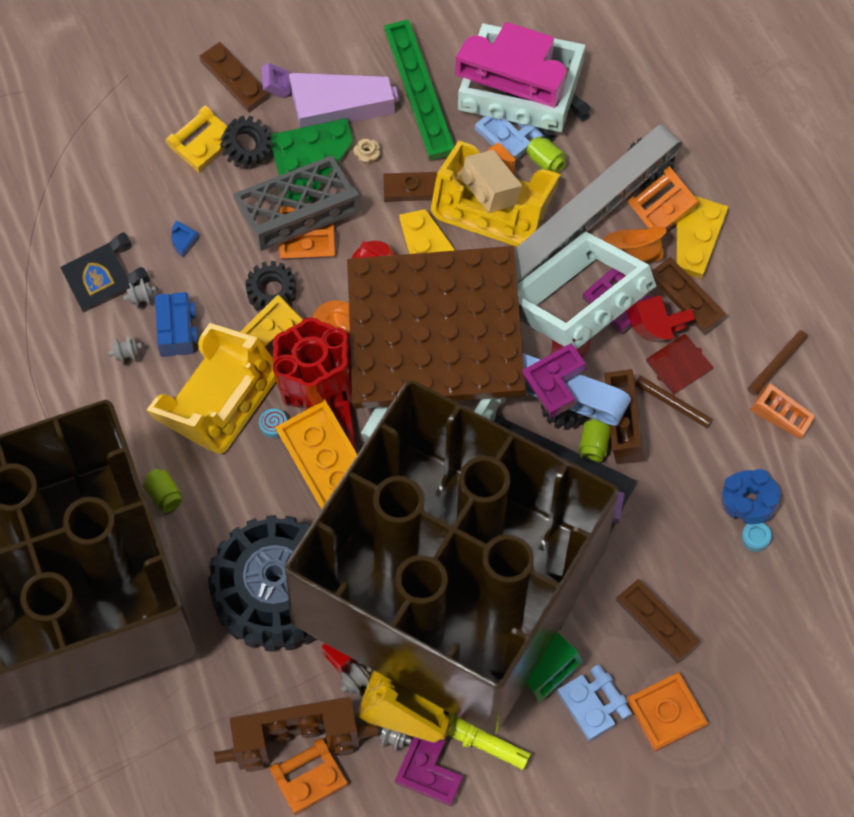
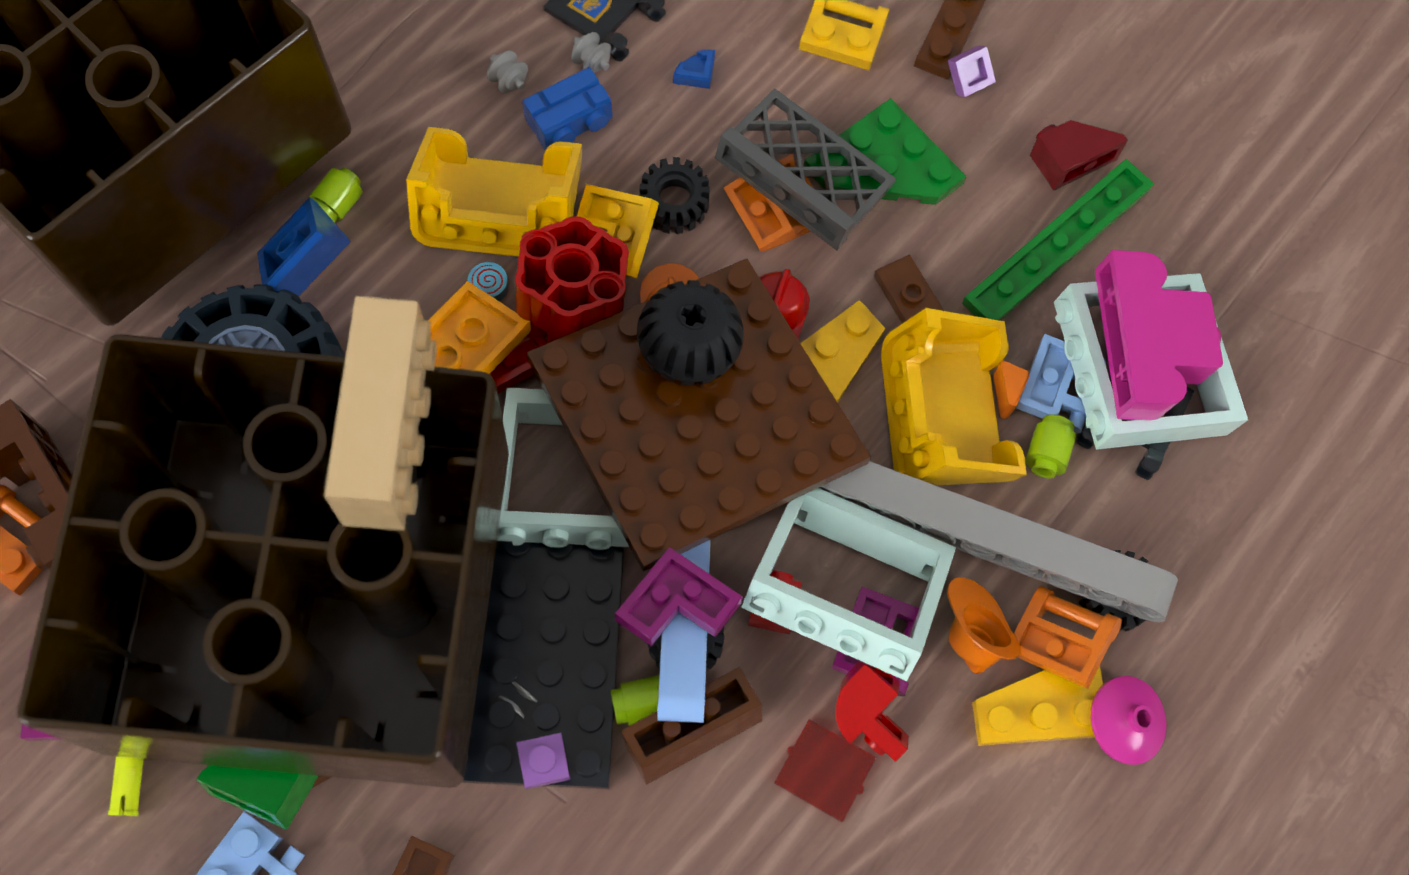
camera: 60 degrees right, 5 degrees up
(193, 522) = (301, 249): none -> blue slope
(238, 154) = (861, 51): black tyre -> none
(336, 97) = (987, 150): lavender slope -> none
(362, 51) = (1074, 151): none -> dark red slope
(370, 156) = (929, 230): tan plate -> none
(394, 300) = (690, 332): none -> black wheel
(418, 430) = (380, 414): none -> tan brick
(491, 181) = (961, 386): tan brick -> none
(674, 402) = (759, 788): reddish brown bar -> none
(687, 295) = (935, 735): reddish brown plate -> none
(724, 194) = (1116, 724): none -> dark pink dish

